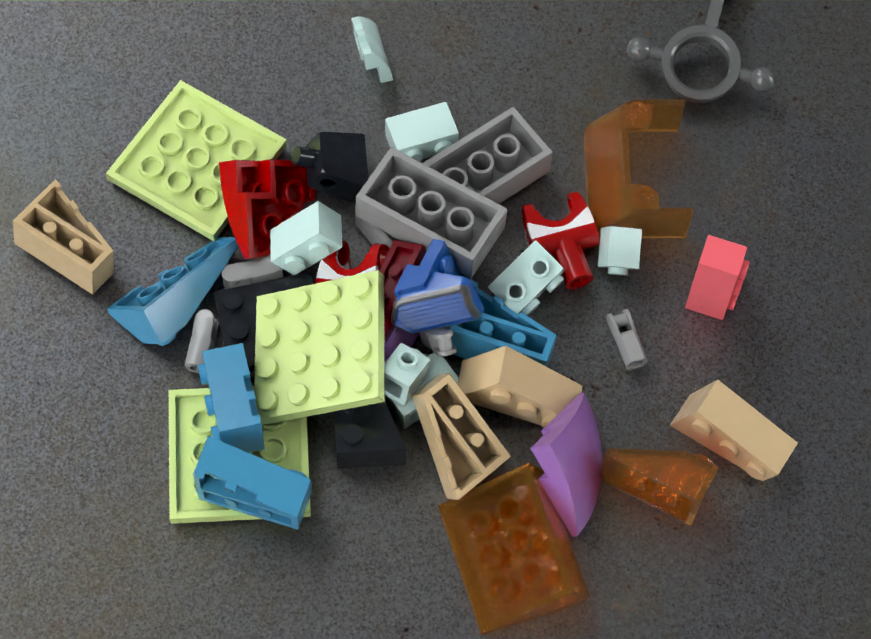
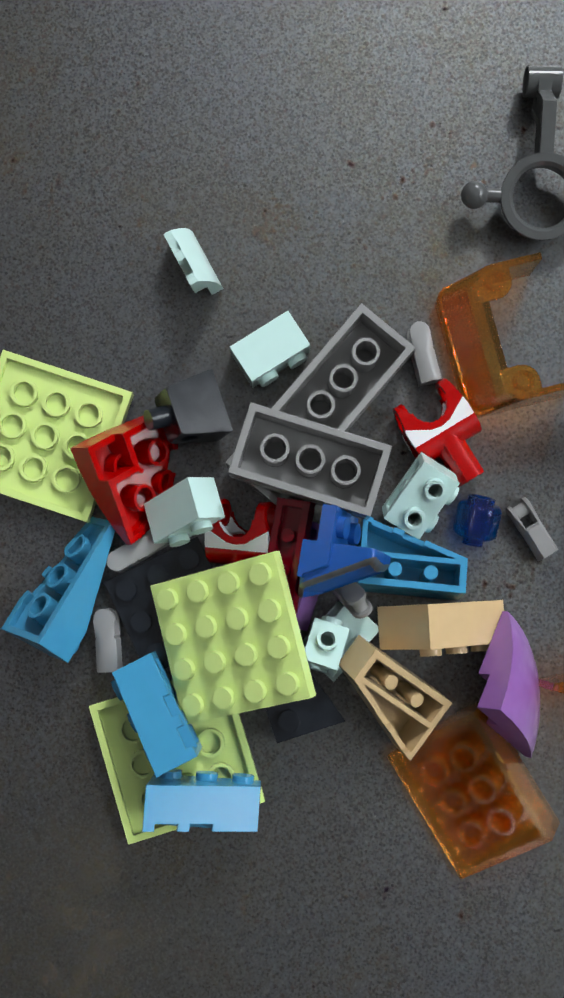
camera: 10 degrees left, 20 degrees up
(561, 170) = (424, 355): none -> light grey bar
(576, 316) = (477, 520): none -> clear blue head
(619, 249) = (506, 436): light aqua brick -> none

